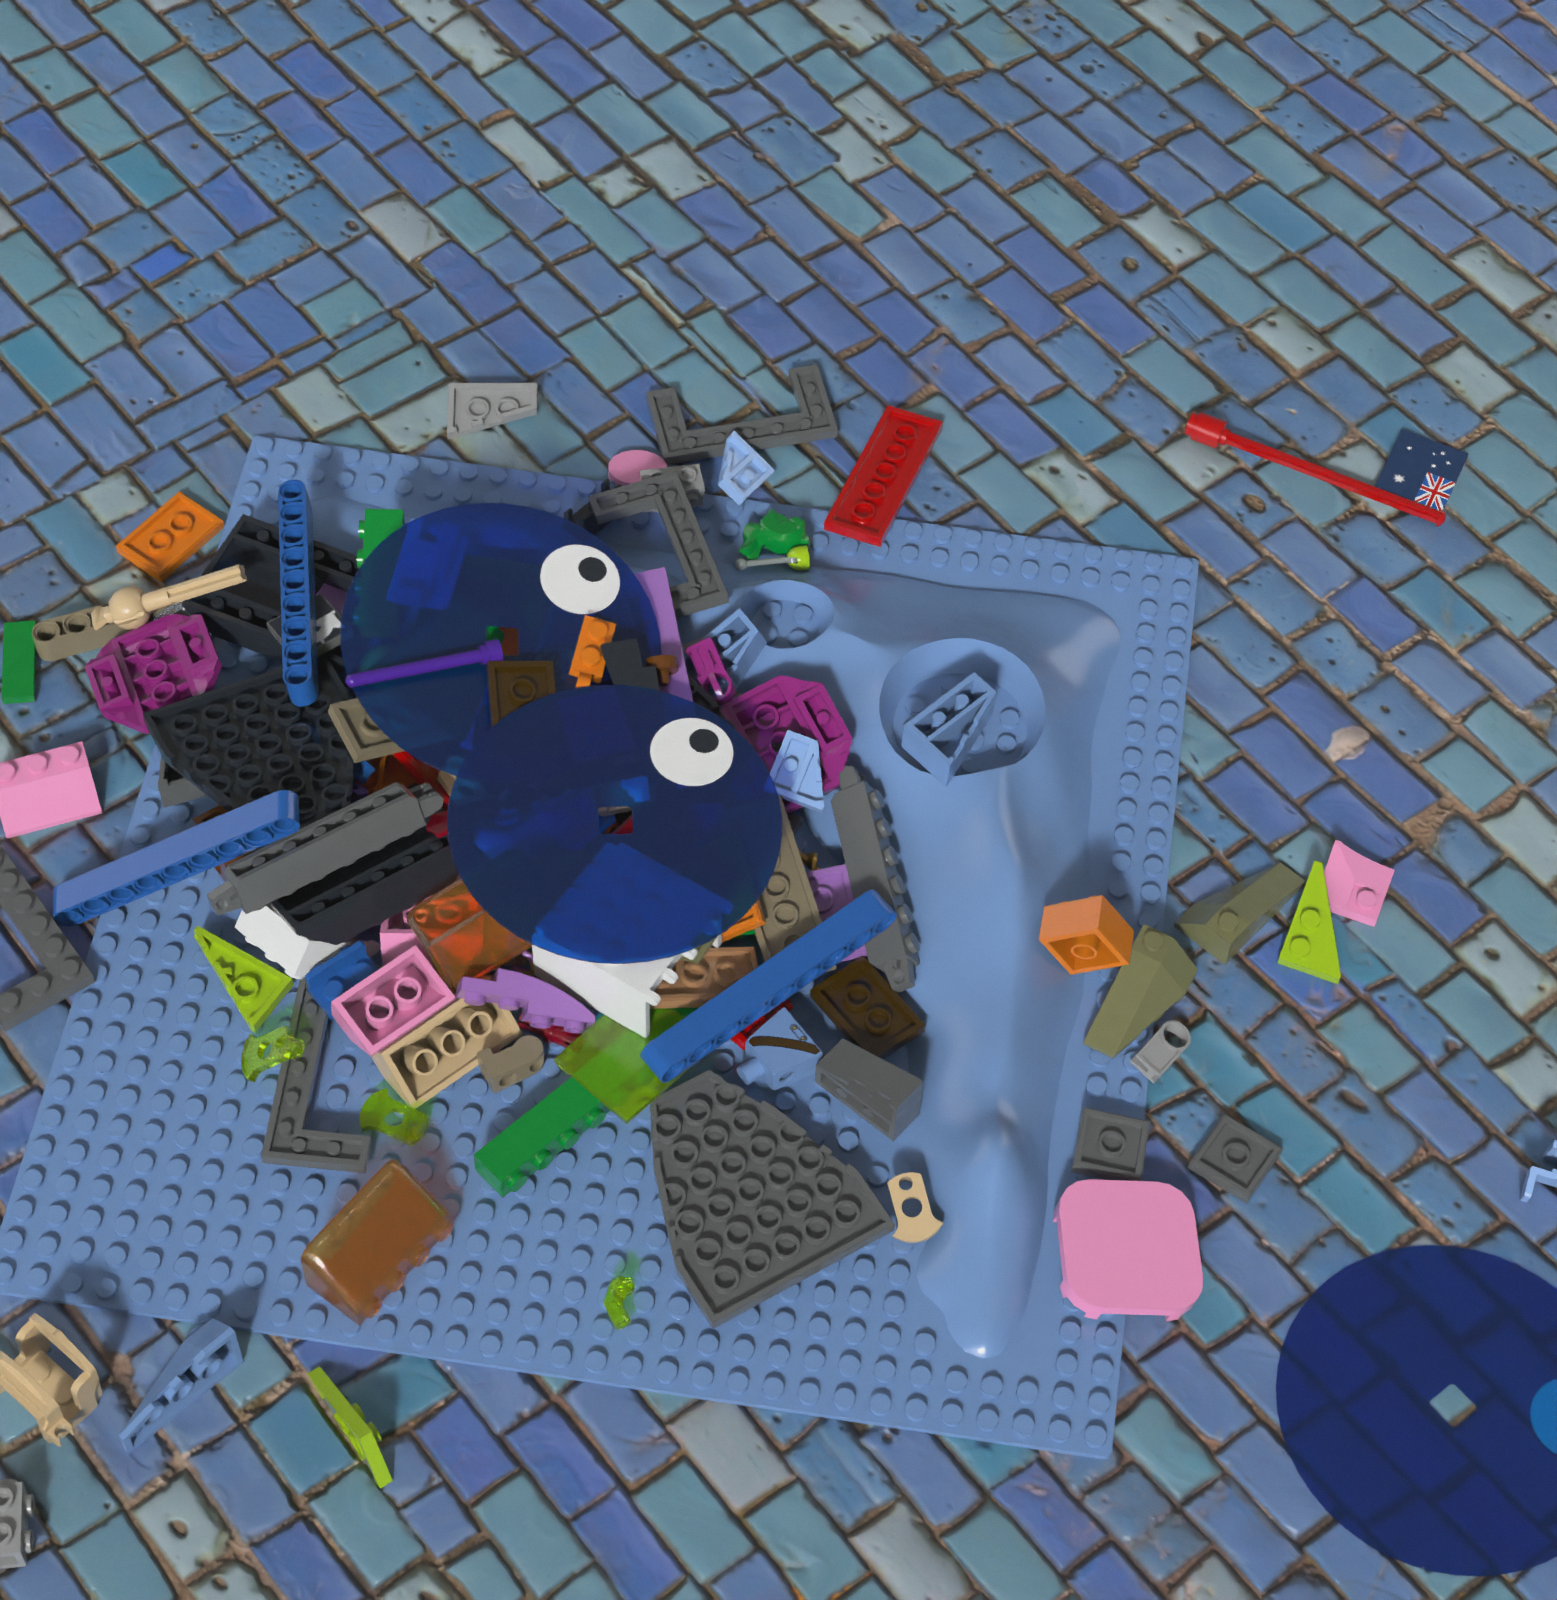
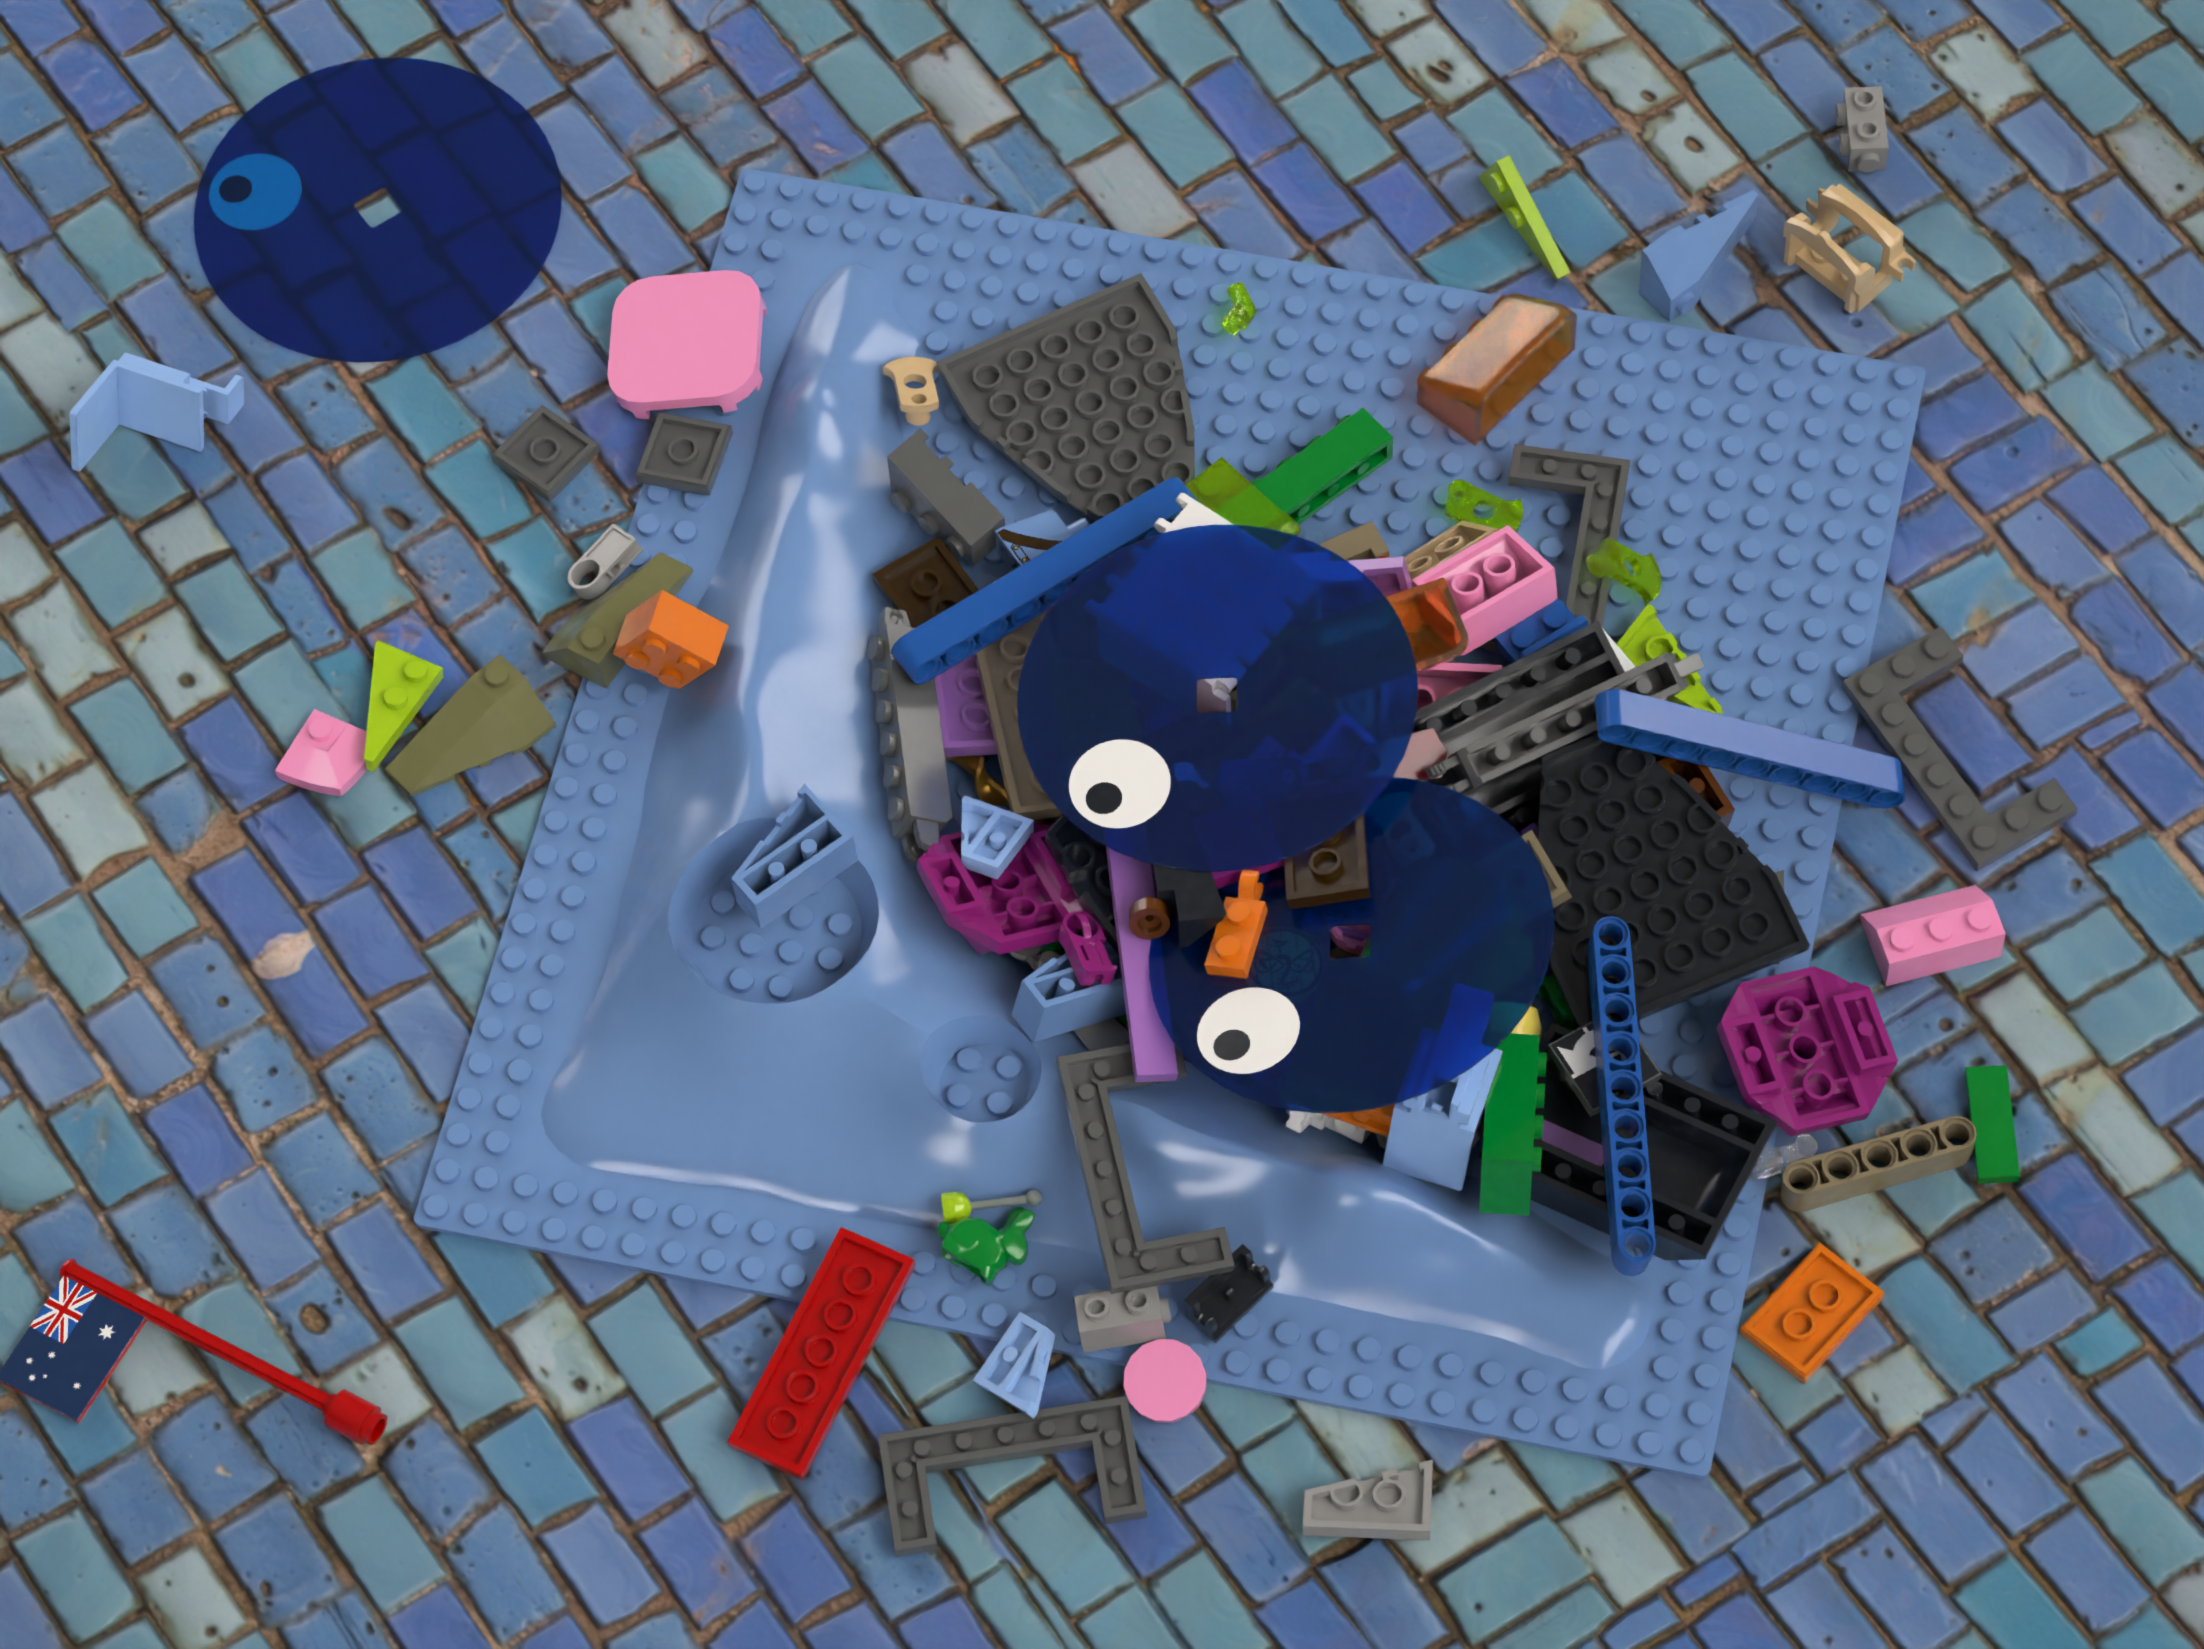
camera: 170 degrees left, 5 degrees up
(132, 607) = (1843, 1131): tan piece -> none
(489, 651) = (1368, 904): dark purple piece -> none

